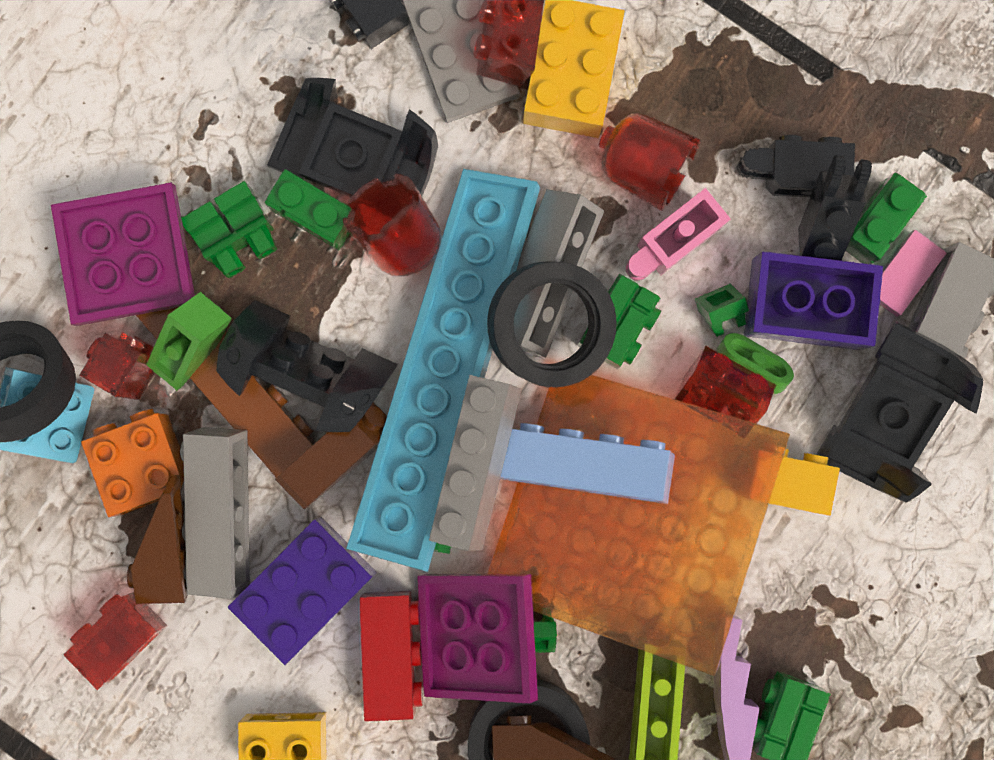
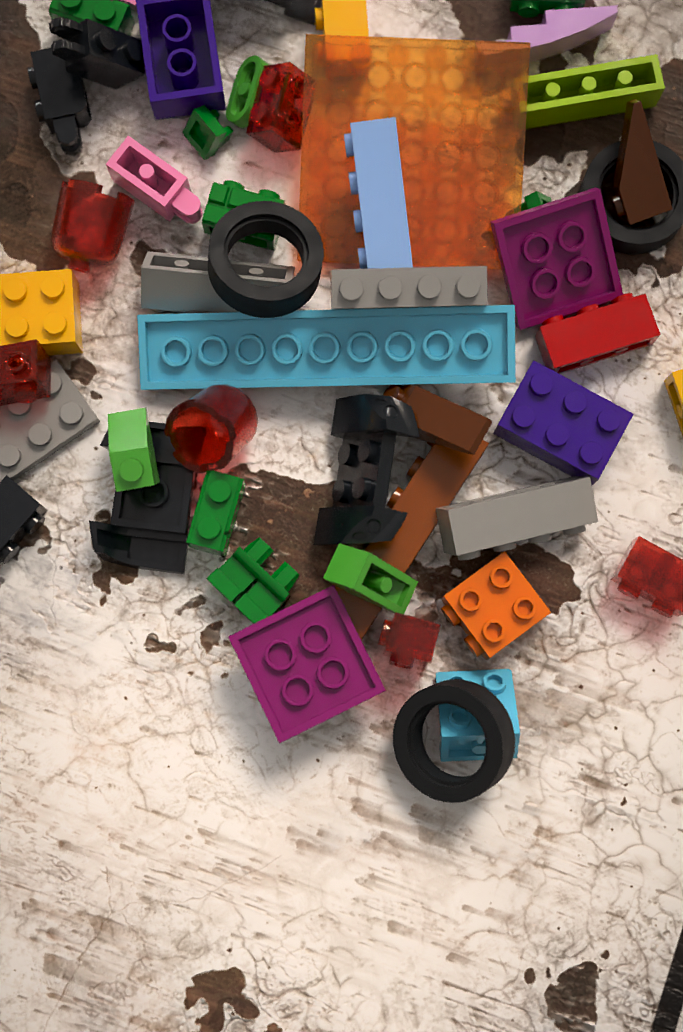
camera: 105 degrees left, 5 degrees down
(162, 554) = (567, 555): reddish brown slope -> none
(388, 136) = (131, 450): none -> bright green slope

